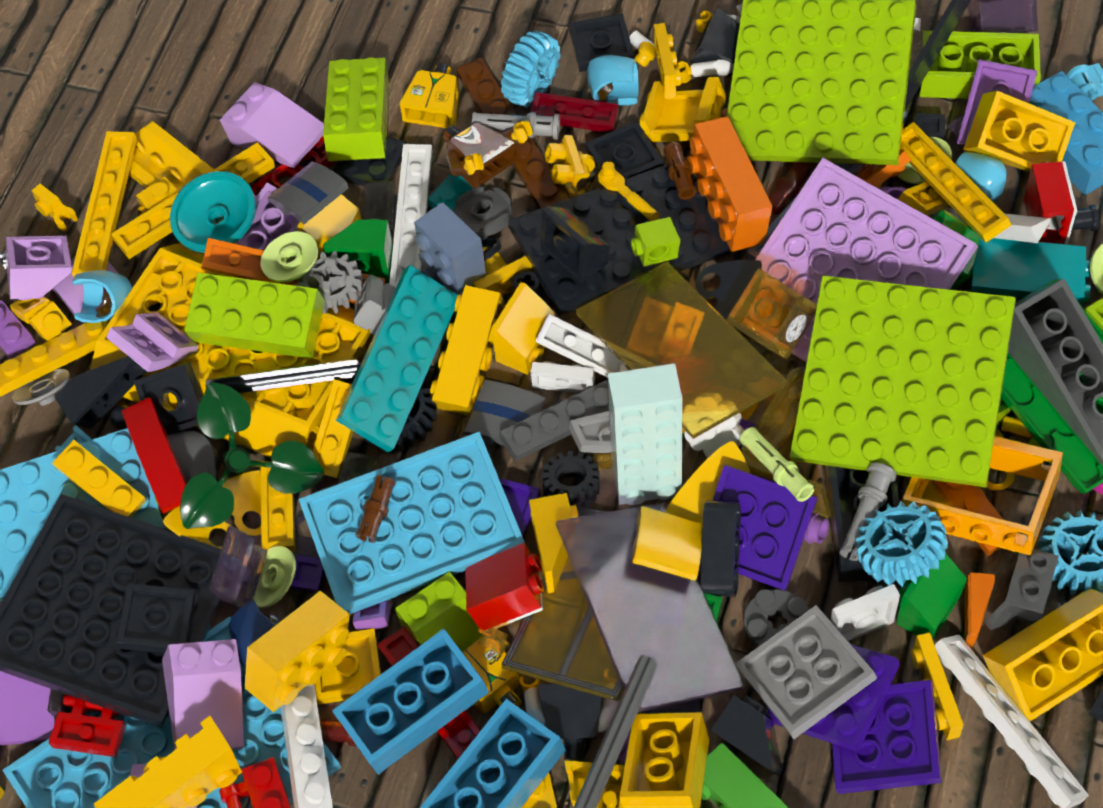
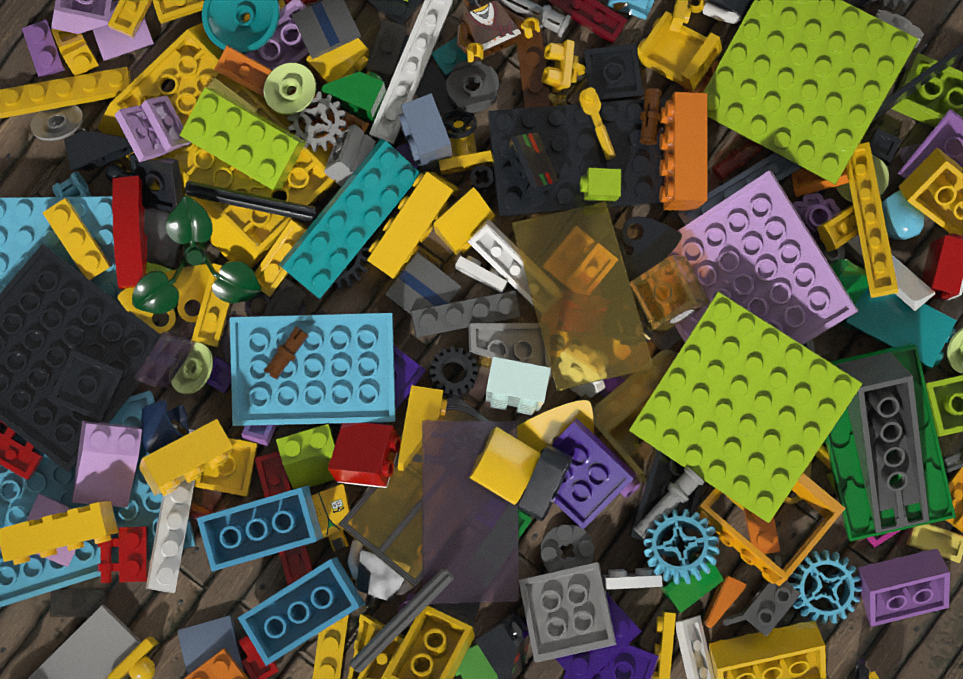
camera: 15 degrees right, 25 degrees up
(102, 294) = (128, 57): medium azure piece -> none
(494, 640) = (341, 499): clear yellow plate -> none
(785, 472) = (621, 470): yellowish green pin -> none

